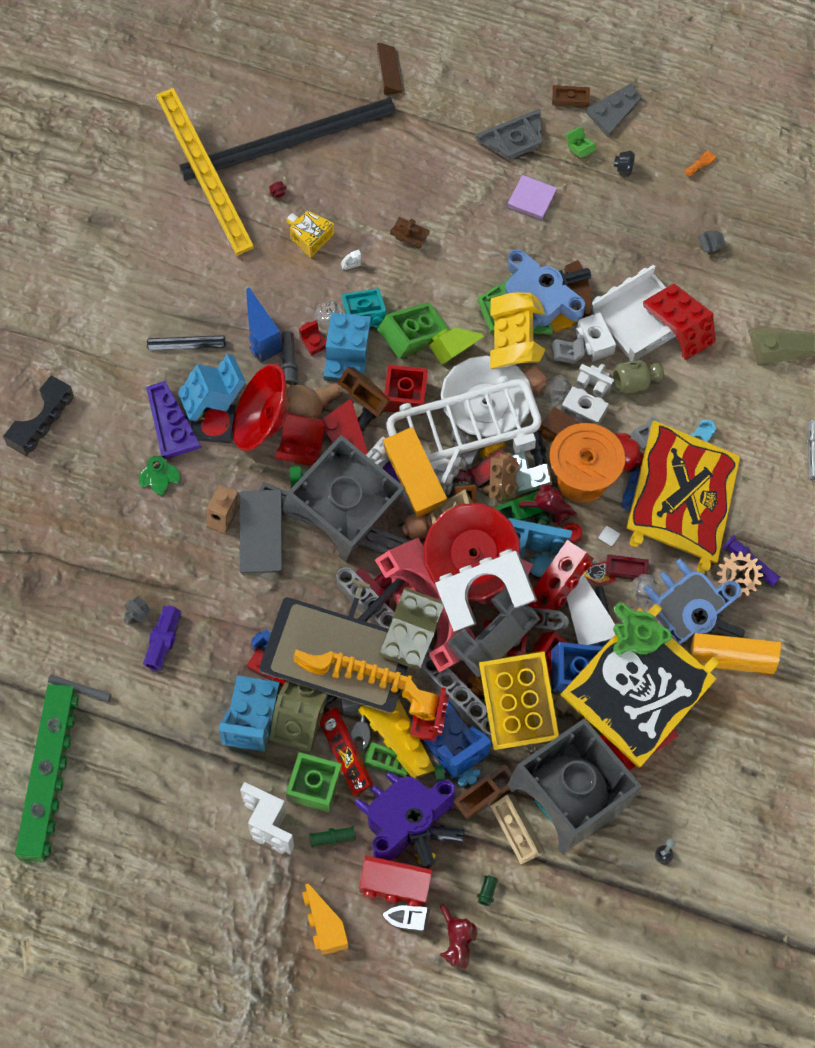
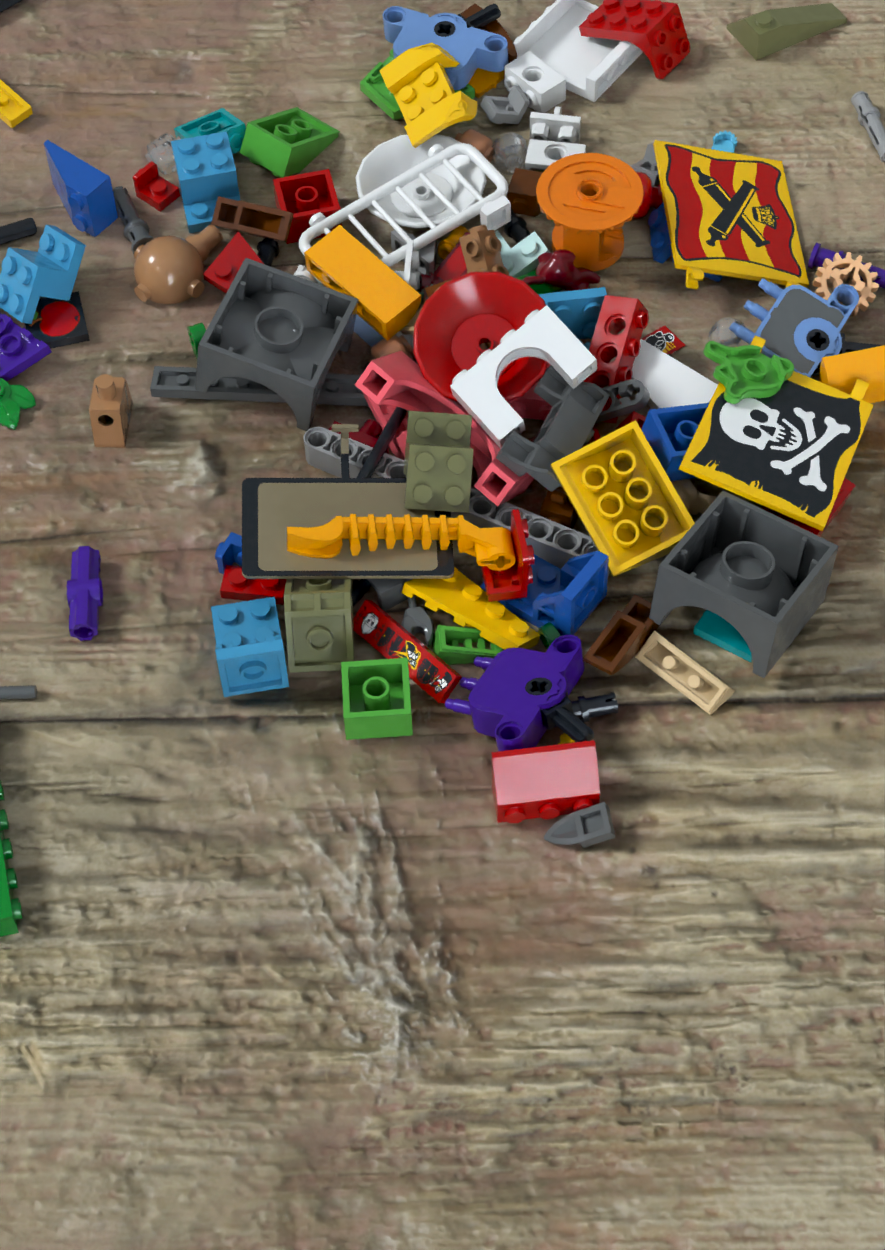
camera: 15 degrees left, 10 degrees down
(135, 609) = (33, 570): dark grey piece -> none
(261, 408) = (119, 271): red dish -> none
(261, 531) = (175, 424): dark grey tile -> none
(266, 818) = (326, 755): white bracket -> none
(277, 189) = (39, 39): dark red plate -> none
(301, 439) = (186, 295): red bracket -> none
(310, 231) = (103, 72): yellow torso -> none
(328, 925) = (471, 873): light orange slope -> none
(332, 836) = (430, 761): dark green pin -> none
(351, 260) = (173, 88): white tile -> none
(410, 232) = (238, 35): reddish brown hips -> none
(451, 343) = (350, 133): lime slope -> none
(460, 934) = (666, 822): dark red animal -> none
(468, 777) = (591, 629): medium azure plant -> none
(487, 891) = (679, 764): dark green pin -> none
(609, 536) = (652, 298): white sticker -> none
(625, 567) = (689, 324): dark red tile -> none
(636, 376) = (607, 108): olive piece -> none

